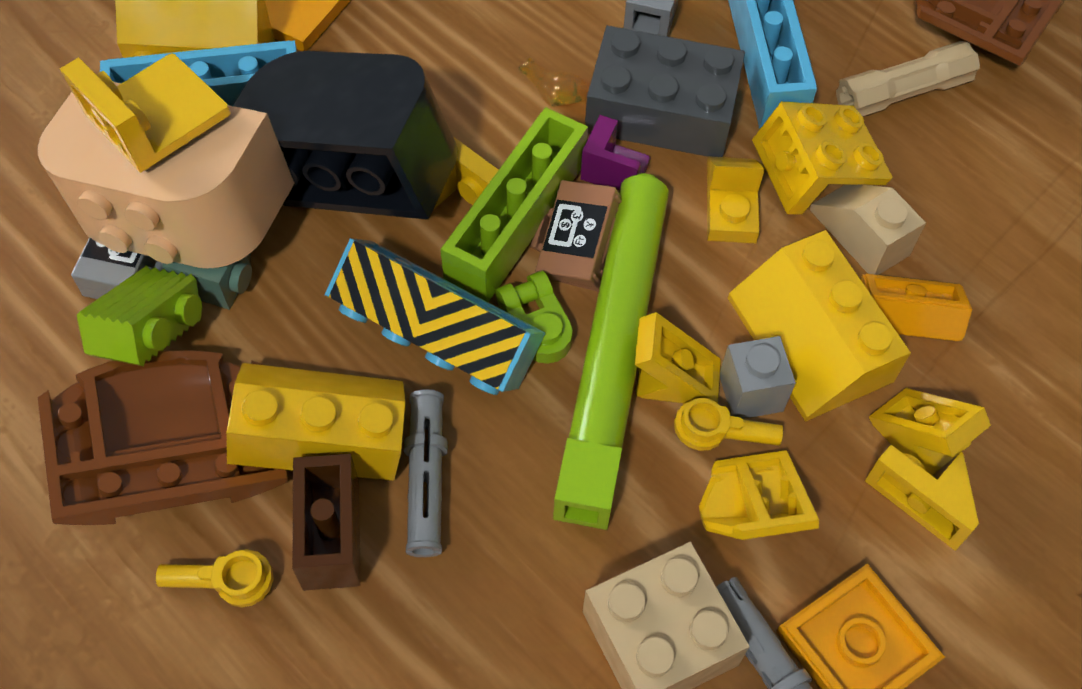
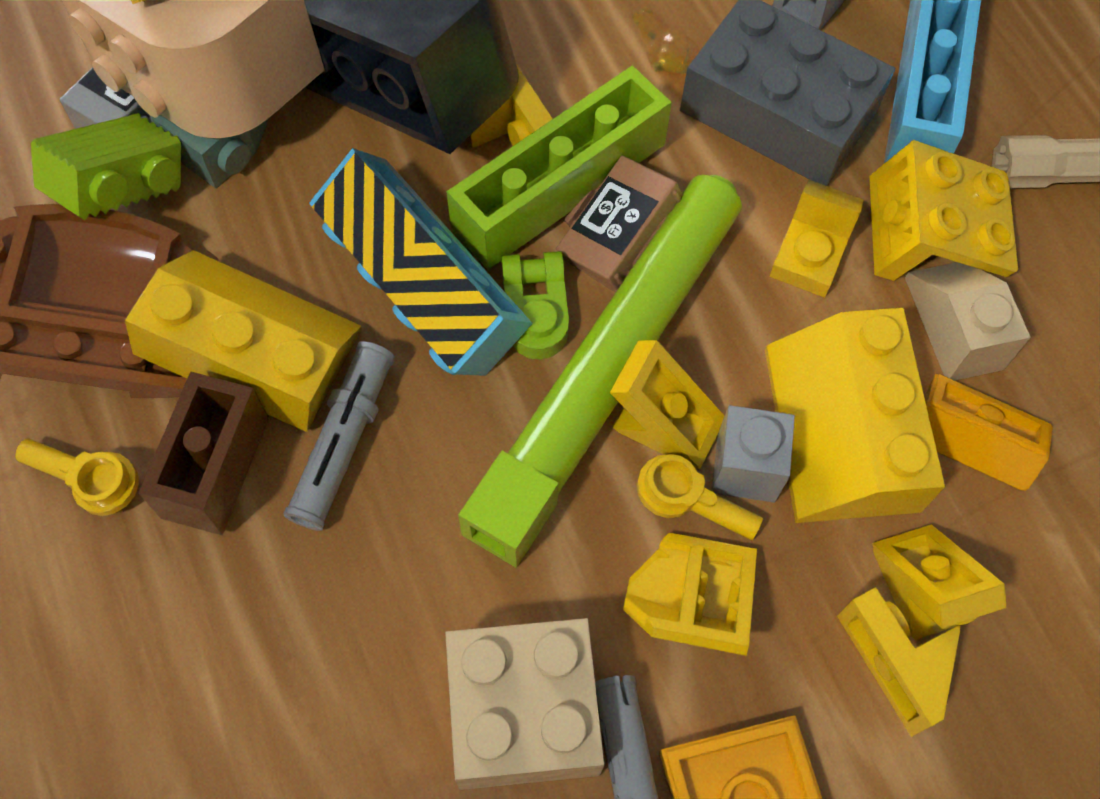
camera: 20 degrees right, 5 degrees up
(605, 161) = (687, 149): magenta panel -> none

